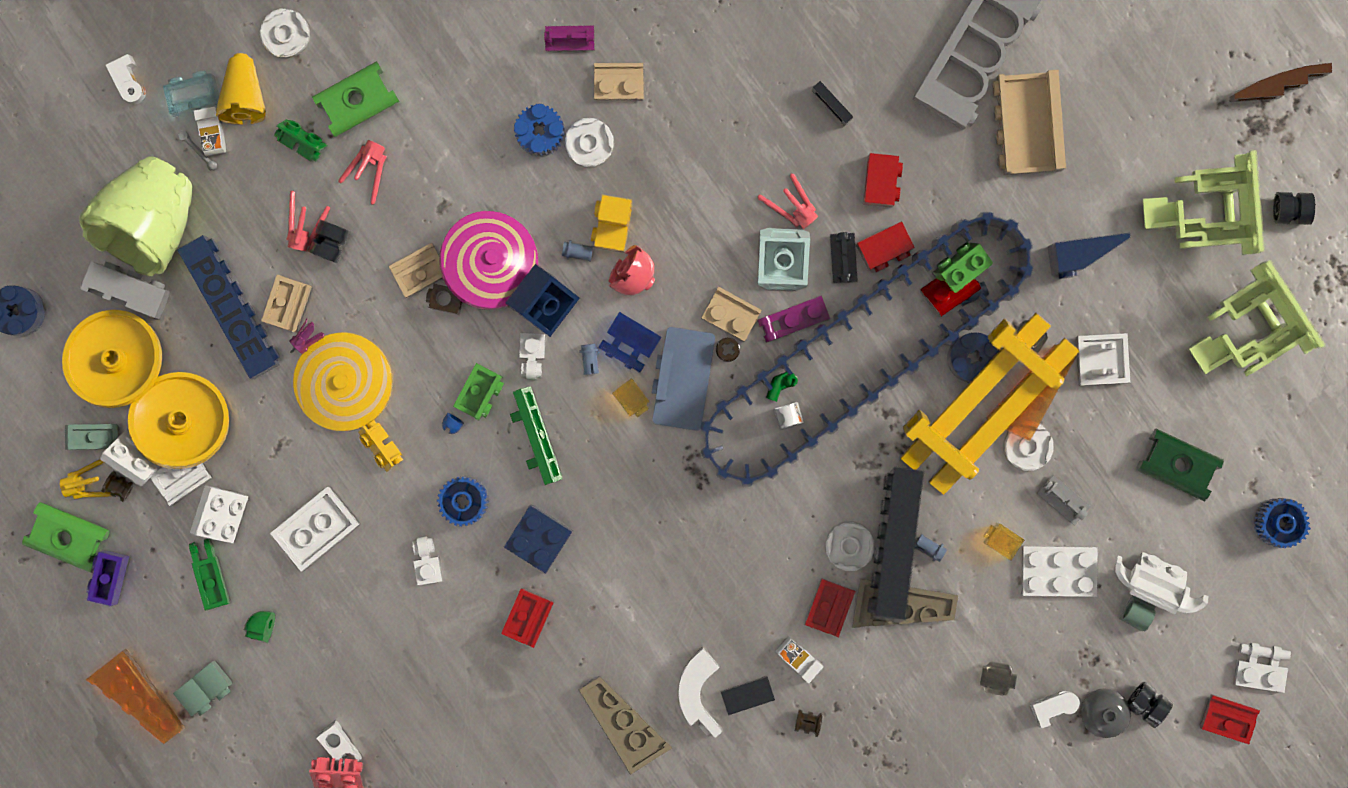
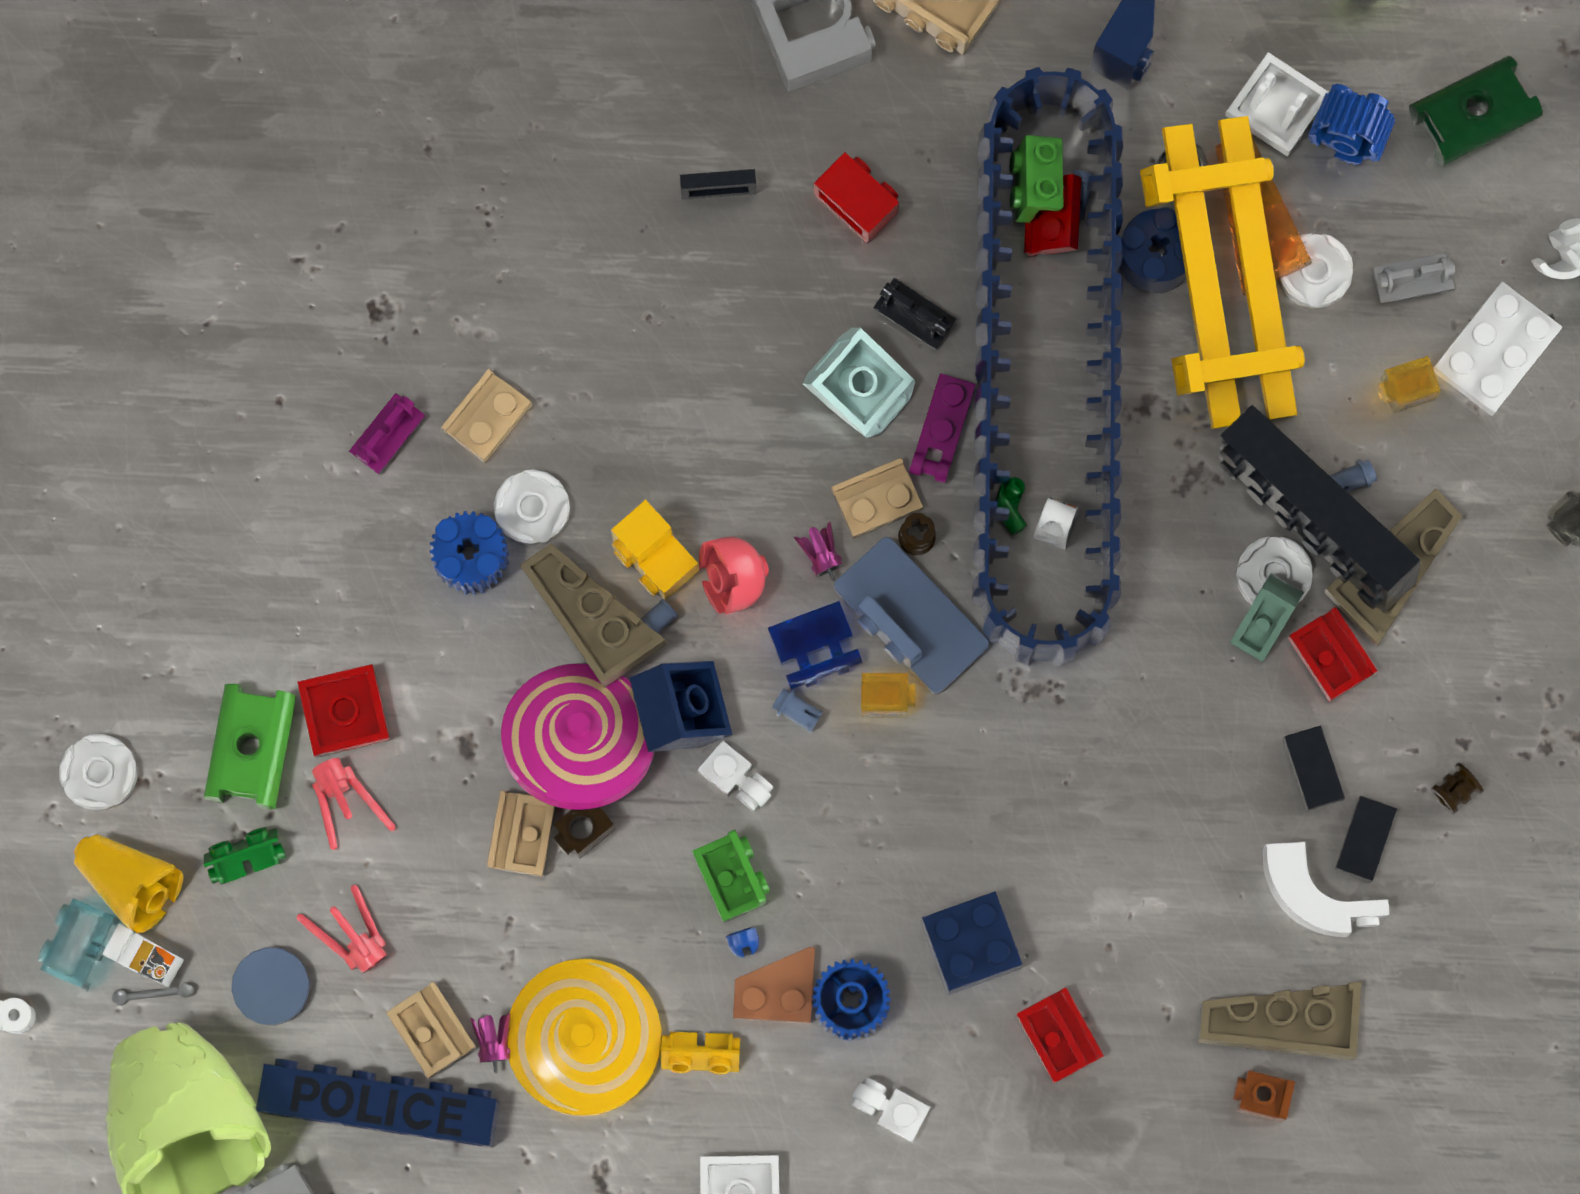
camera: 55 degrees left, 10 degrees down
(246, 206) = (270, 986): none -> sand blue tile
(328, 241) = (396, 914): black wheel -> none
(410, 131) = (343, 711): none -> red plate
(441, 460) = (777, 990): none -> nougat wing
(537, 435) = (873, 856): green hinge -> none
(554, 220) = (596, 622): none -> dark tan wing
(583, 750) = (1280, 1095): none -> dark orange brick
(679, 310) = (822, 552): none -> flat silver piece
(764, 642) = (1313, 768): none -> black tile
(799, 659) = (1369, 740): white leg -> none
(803, 214) = (824, 318): coral plant -> none
(822, 560) = (1266, 617): none -> sand green plate
(885, 246) = (940, 253): red piece -> none
(1120, 408) = (1352, 125): none -> blue brick

